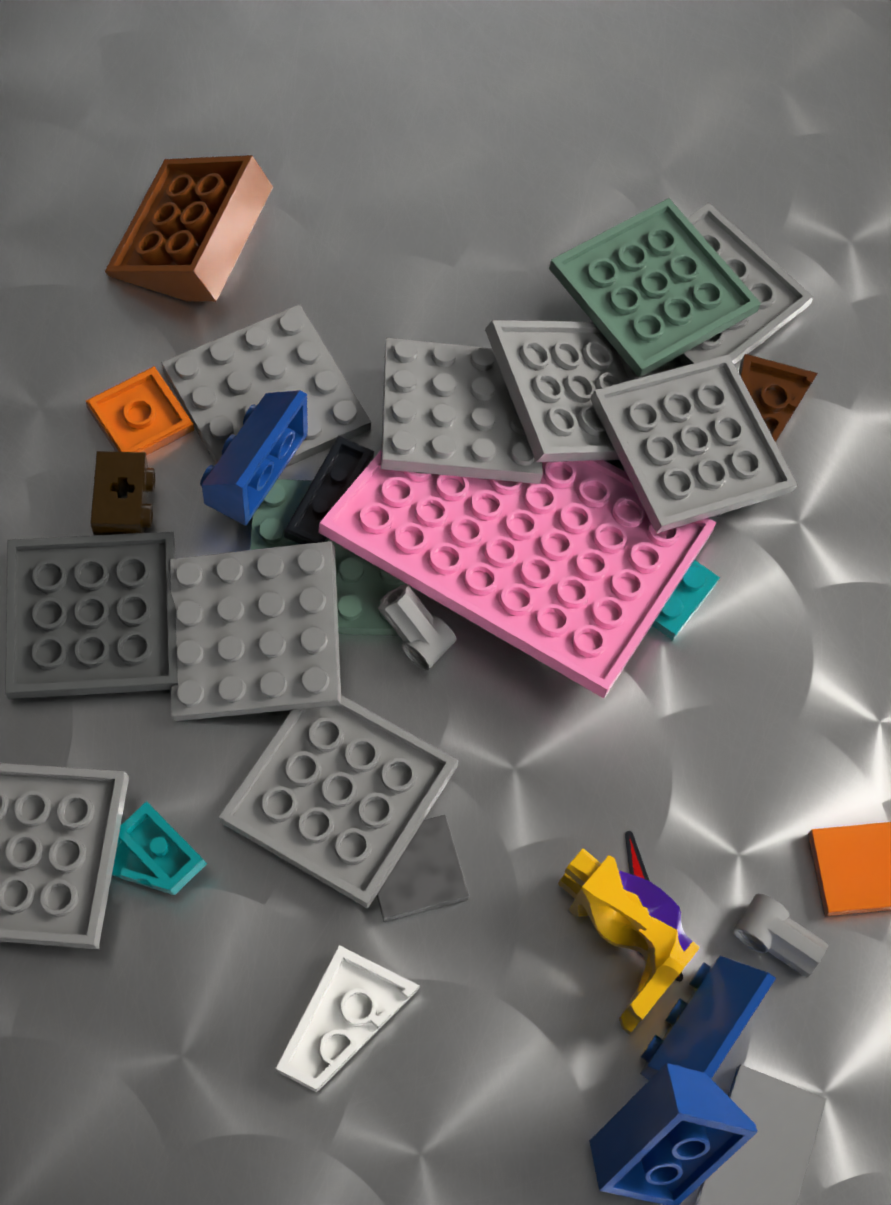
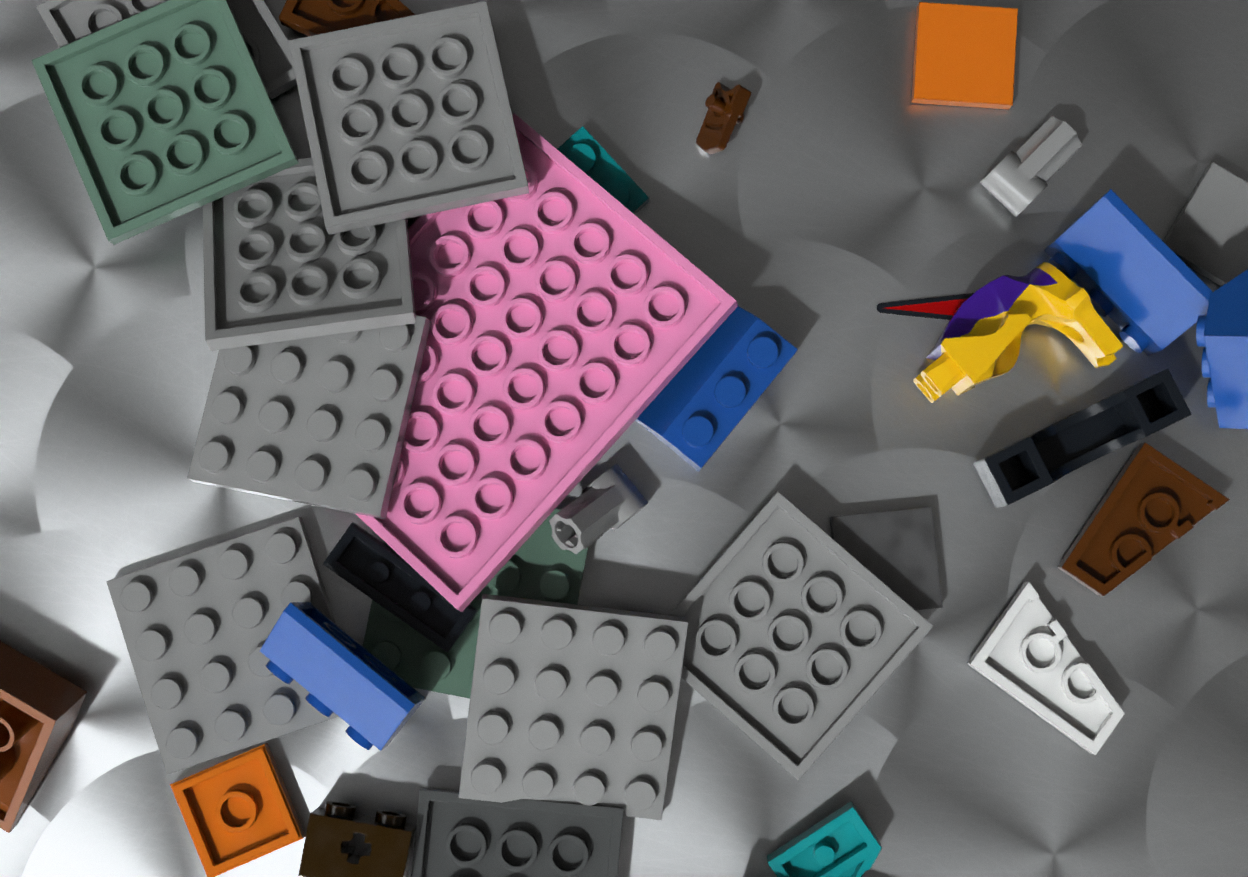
camera: 70 degrees left, 20 degrees up
(492, 1079) = (1137, 518): none -> reddish brown wing
(534, 704) = (717, 387): none -> blue slope
(572, 1038) = (1082, 438): none -> black arch
(761, 681) = (723, 113): none -> reddish brown piece

